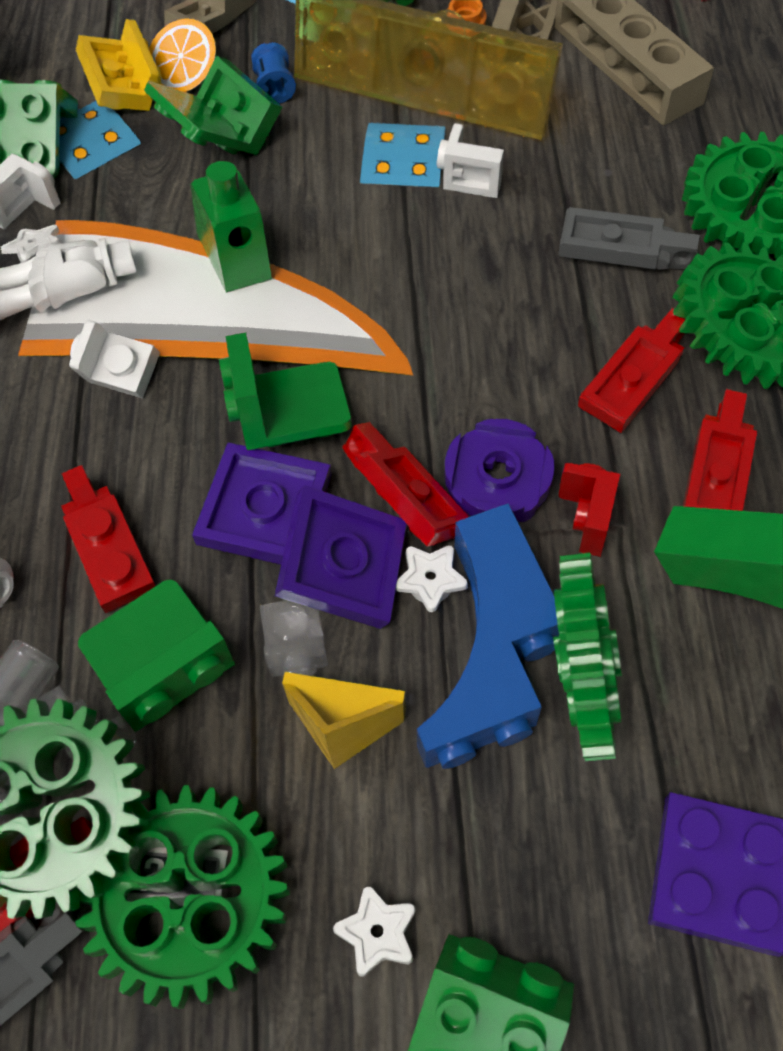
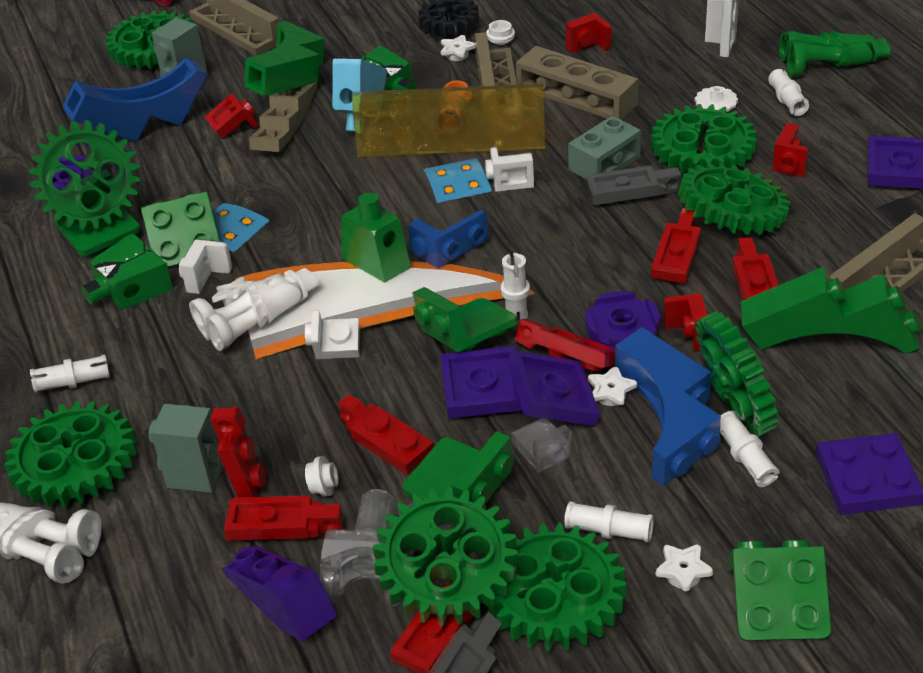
camera: 20 degrees left, 20 degrees down
(119, 68) = (237, 179): yellow bracket -> none
(183, 53) = (272, 162): light orange sticker -> none
(225, 111) = (326, 180): green bracket -> none
(271, 65) = (344, 164): blue bush -> none
(313, 812) = (609, 521): none -> white pin
(339, 258) = (443, 247): none -> blue bracket
(343, 714) = (597, 467): yellow slope -> none
(368, 372) = (515, 286): none -> white pin
(563, 765) = (747, 449): none -> white pin
(615, 169) = (604, 148): none -> sand green brick

